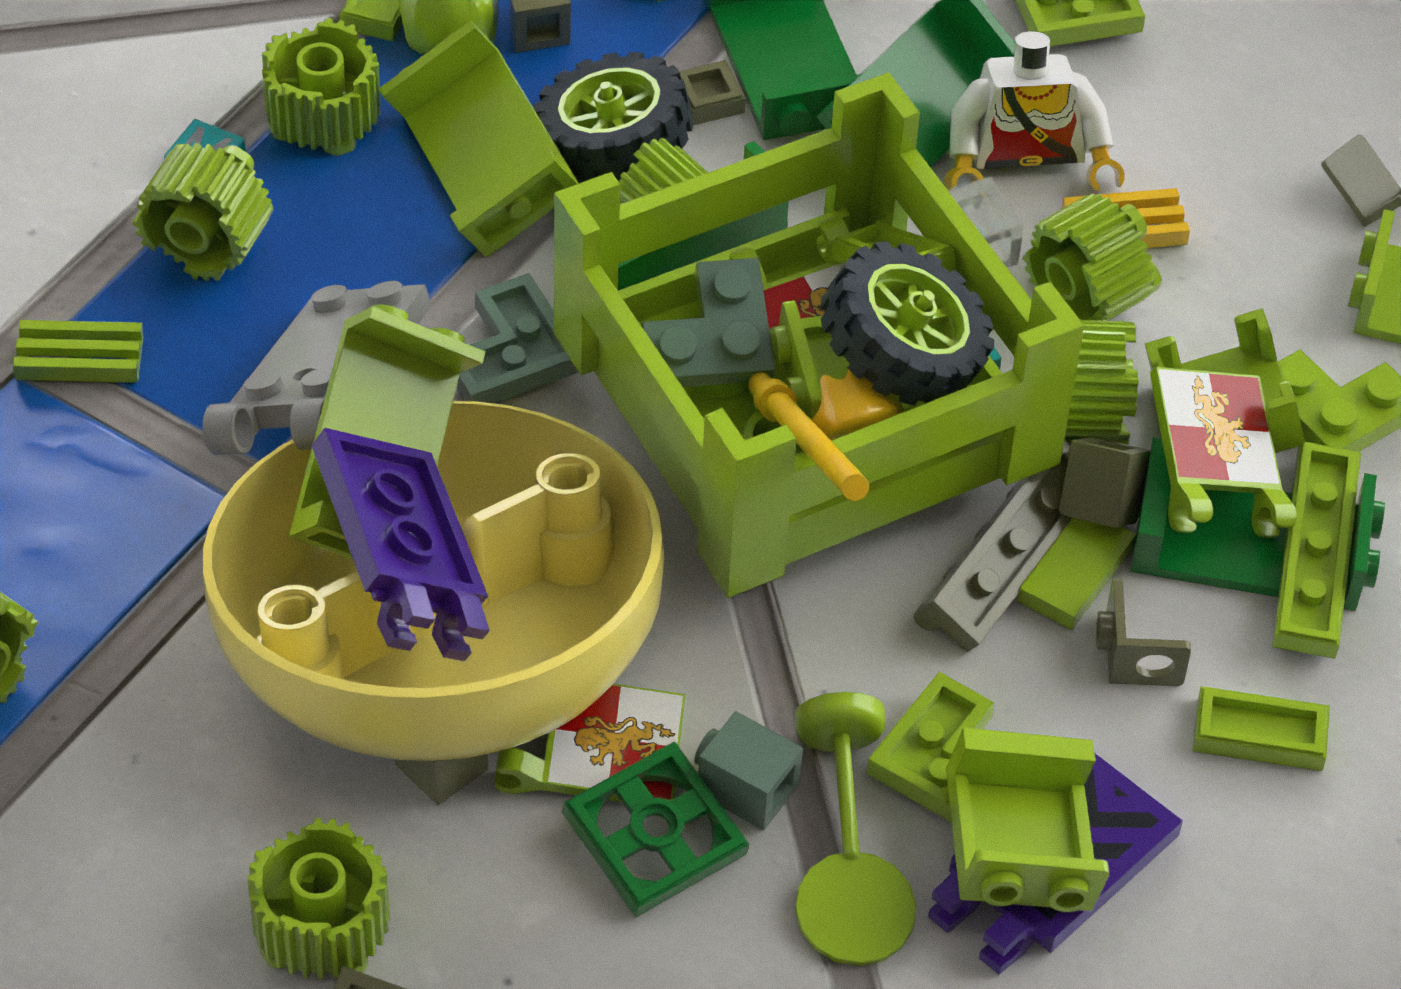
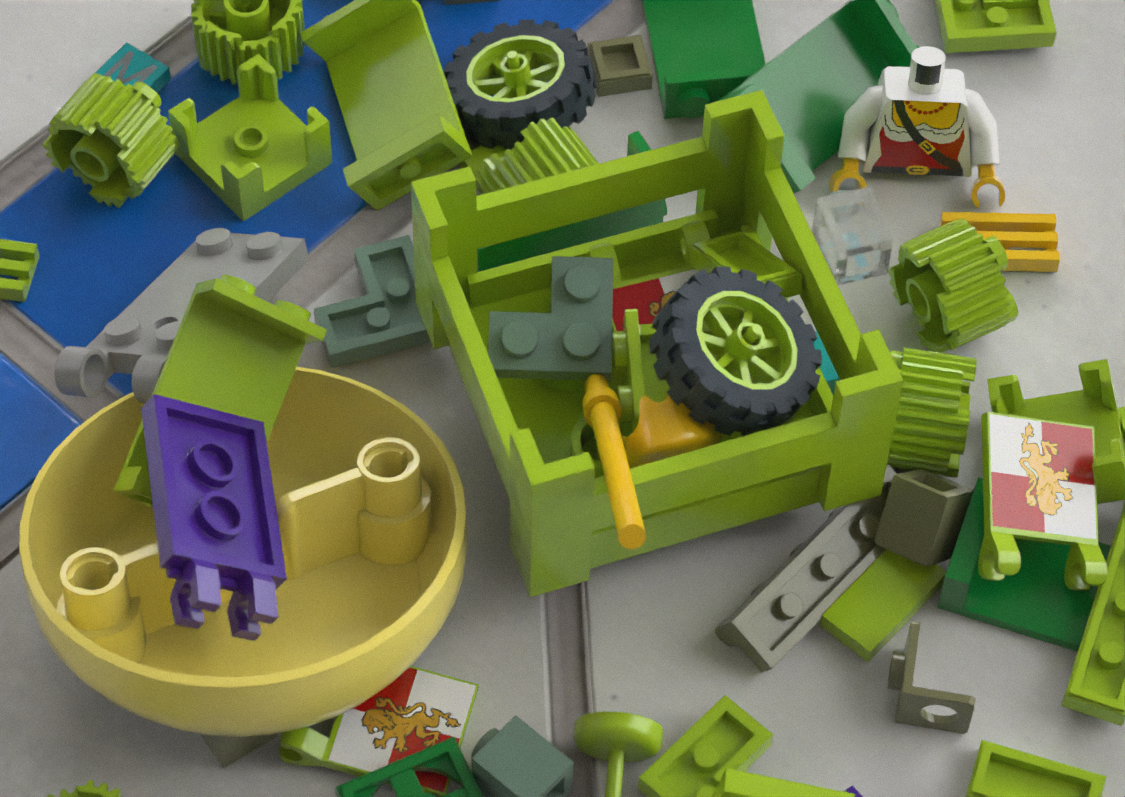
camera: 10 degrees right, 5 degrees up
(346, 205) = (252, 145): none -> lime panel

